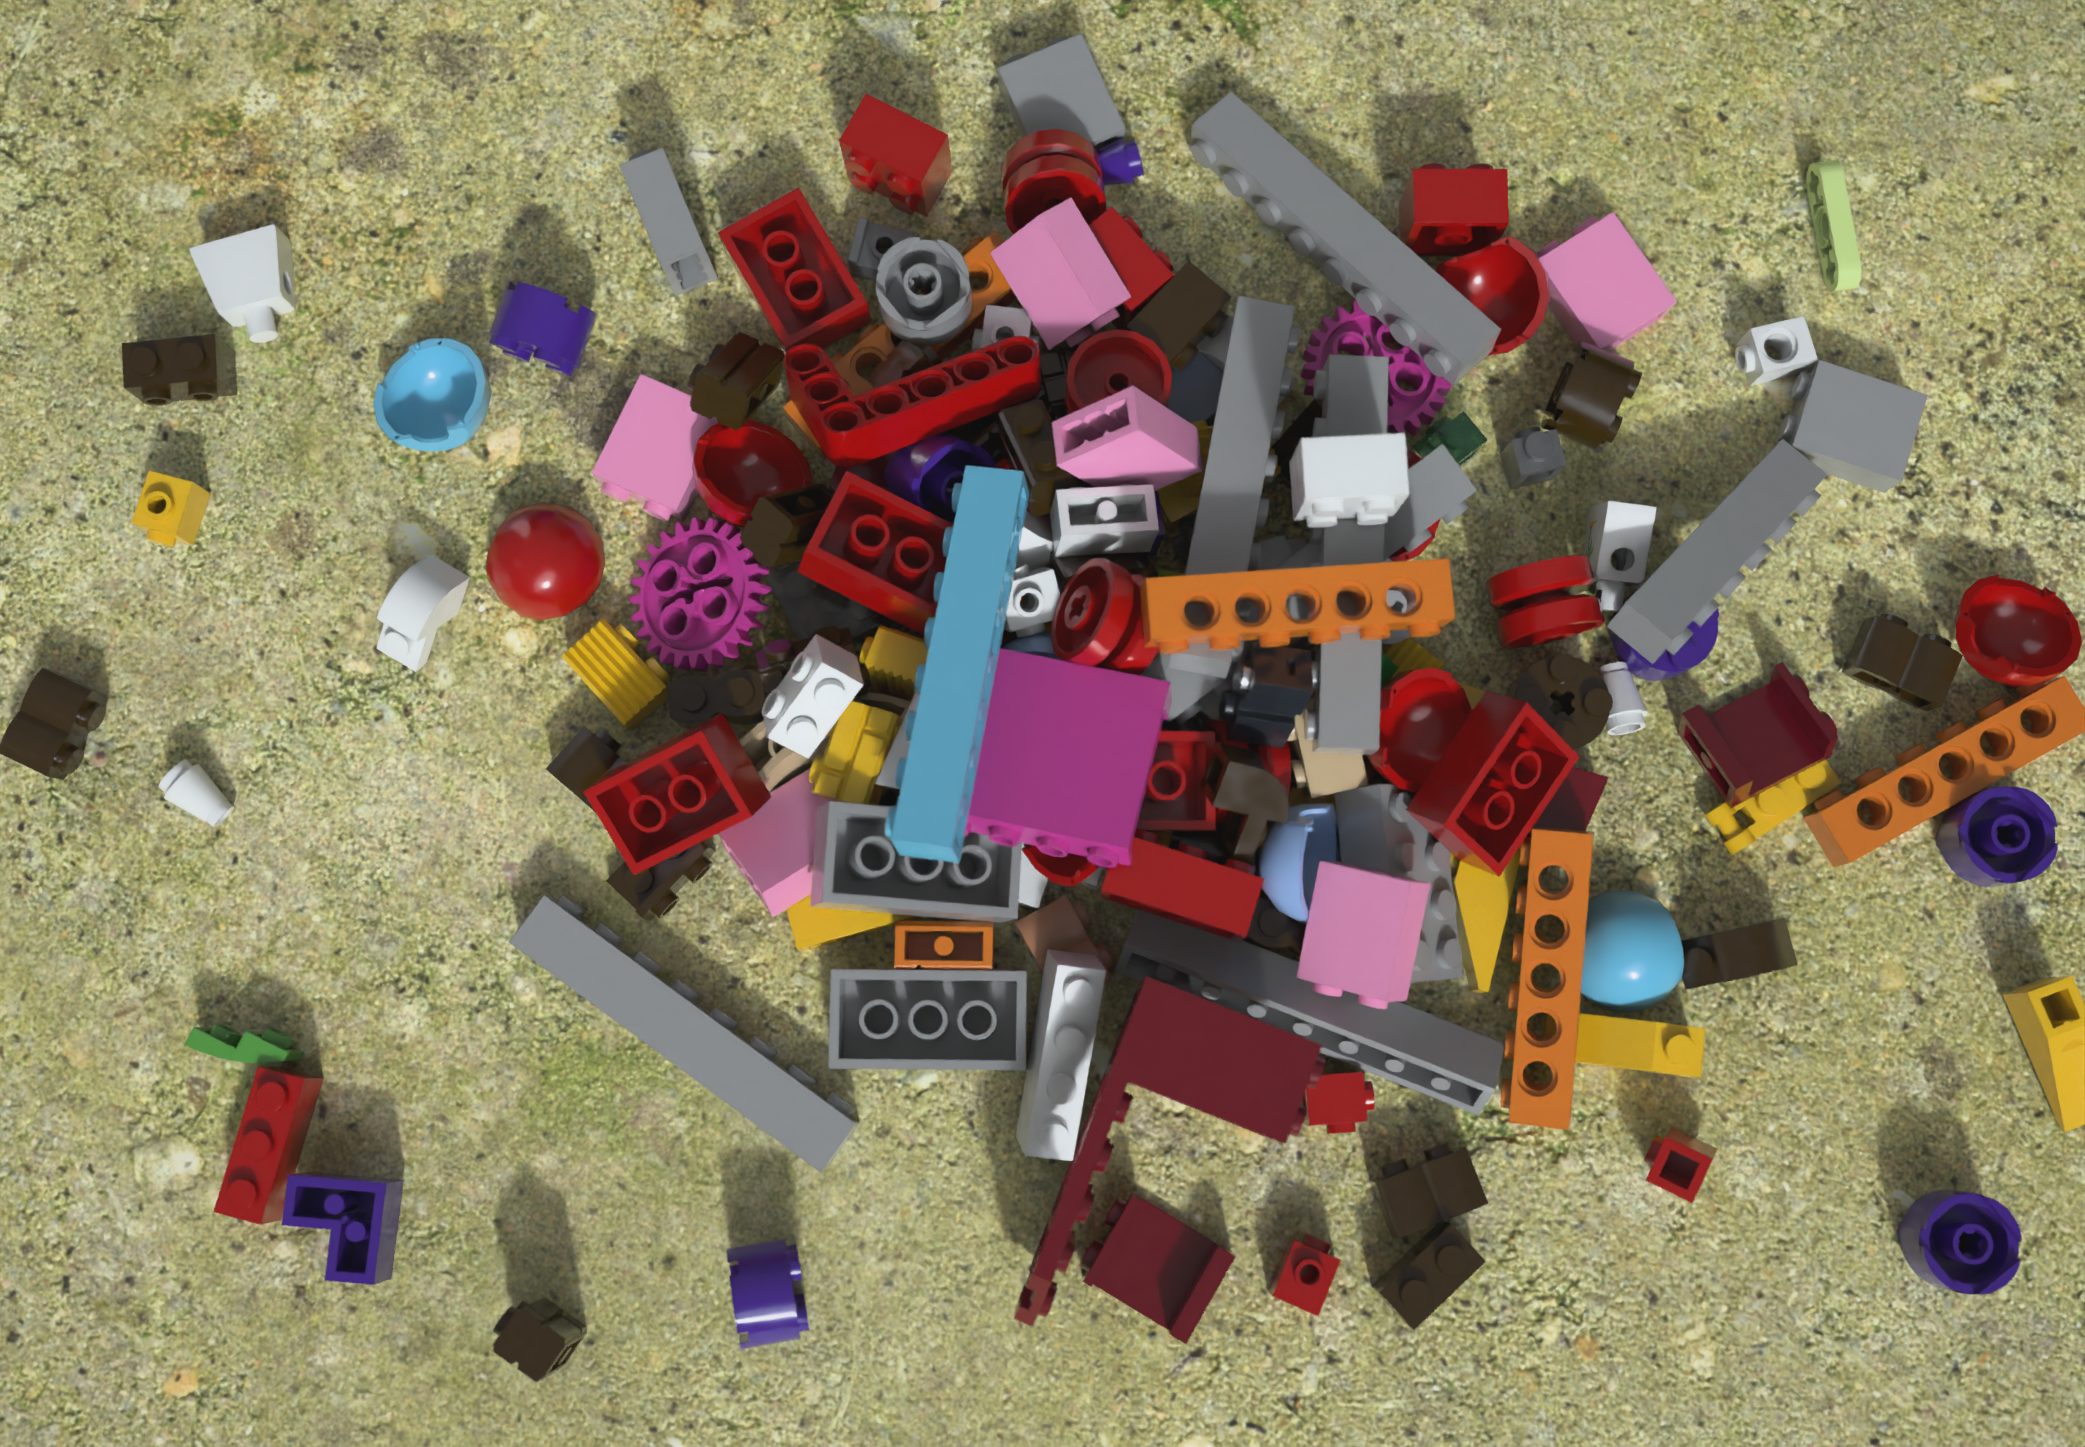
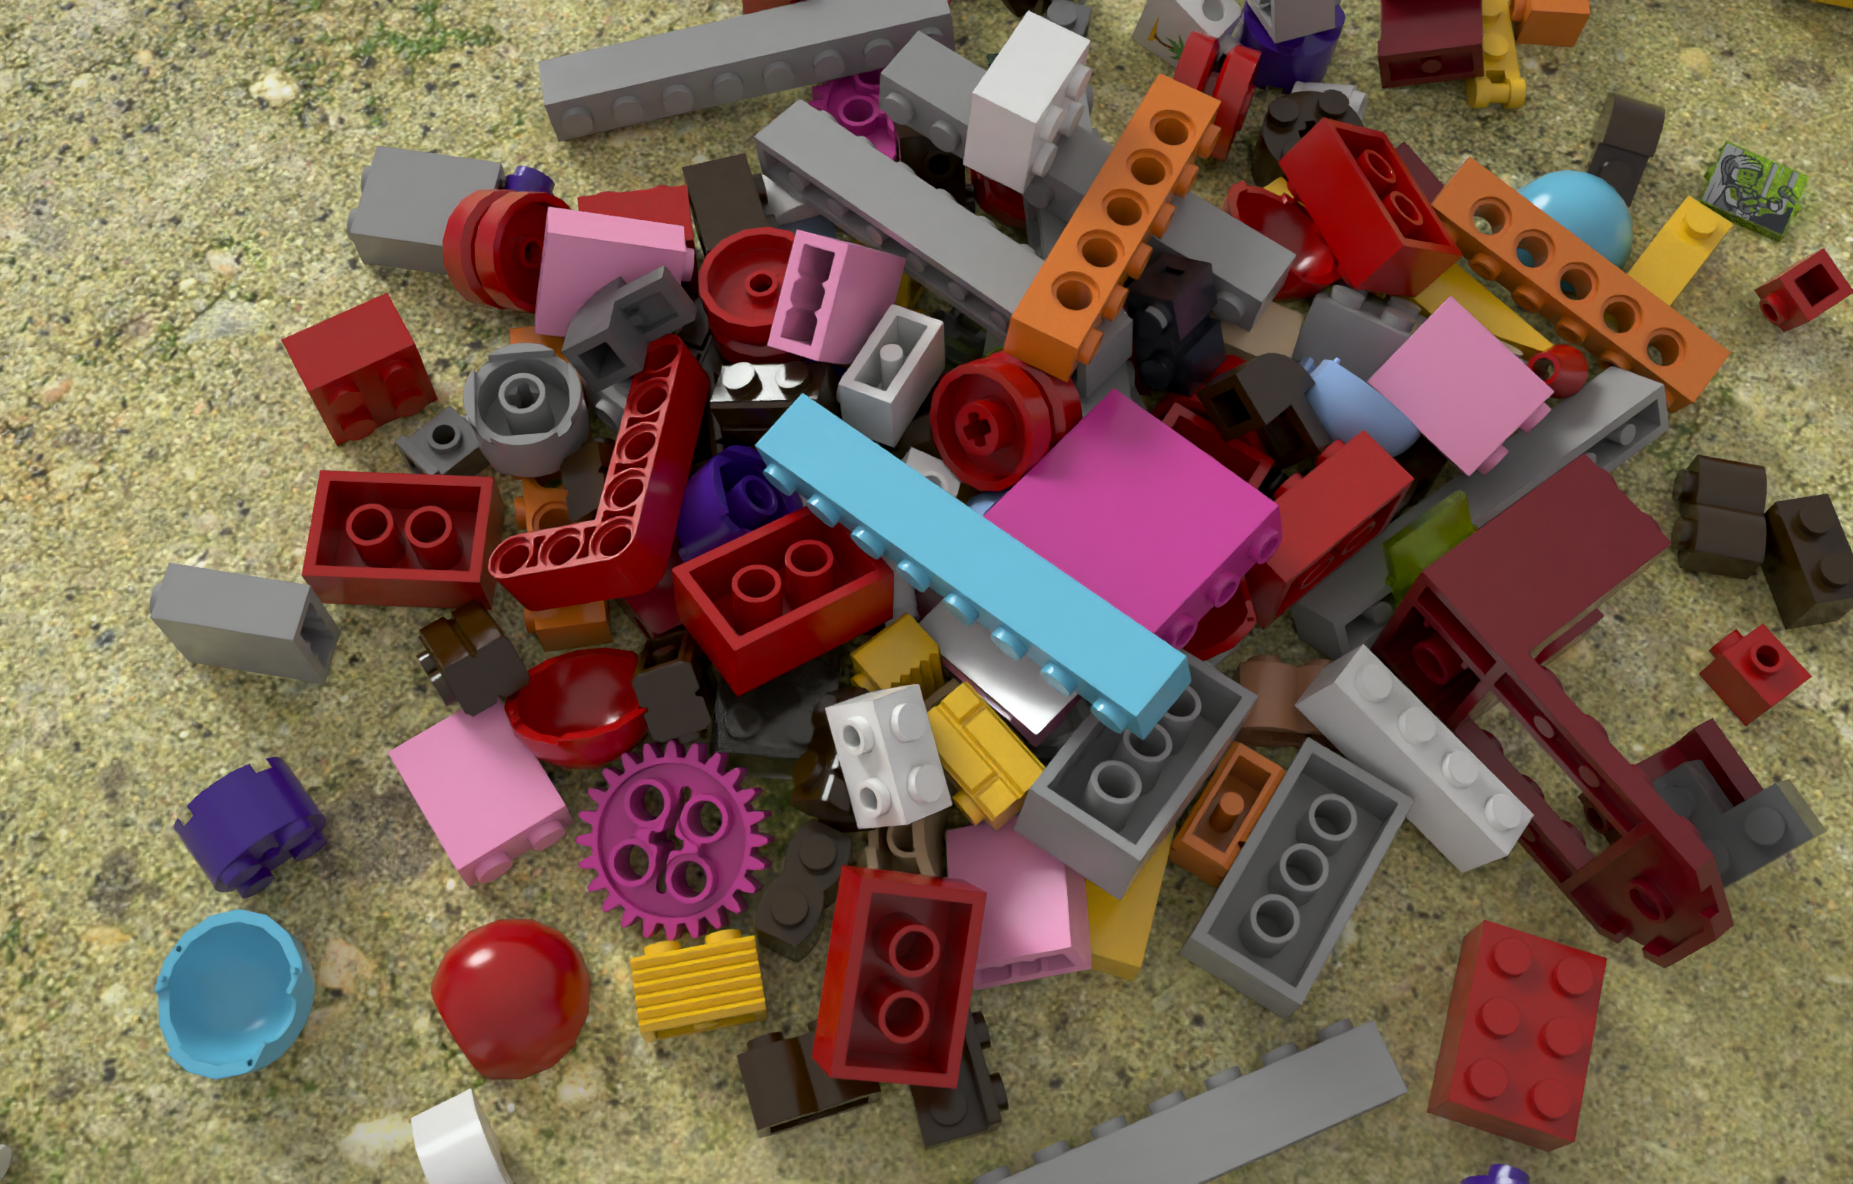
camera: 65 degrees left, 15 degrees down
(910, 1230) = (1518, 1036): none -> red brick
(1018, 307) = (616, 324): none -> dark grey brick
(1140, 1297) = (1742, 835): none -> dark grey brick
(1226, 981) = (1426, 541): none -> clear neon green piece
(1461, 1001) = (1569, 371): none -> red cone
(1778, 1083) = (1753, 191): none -> piece

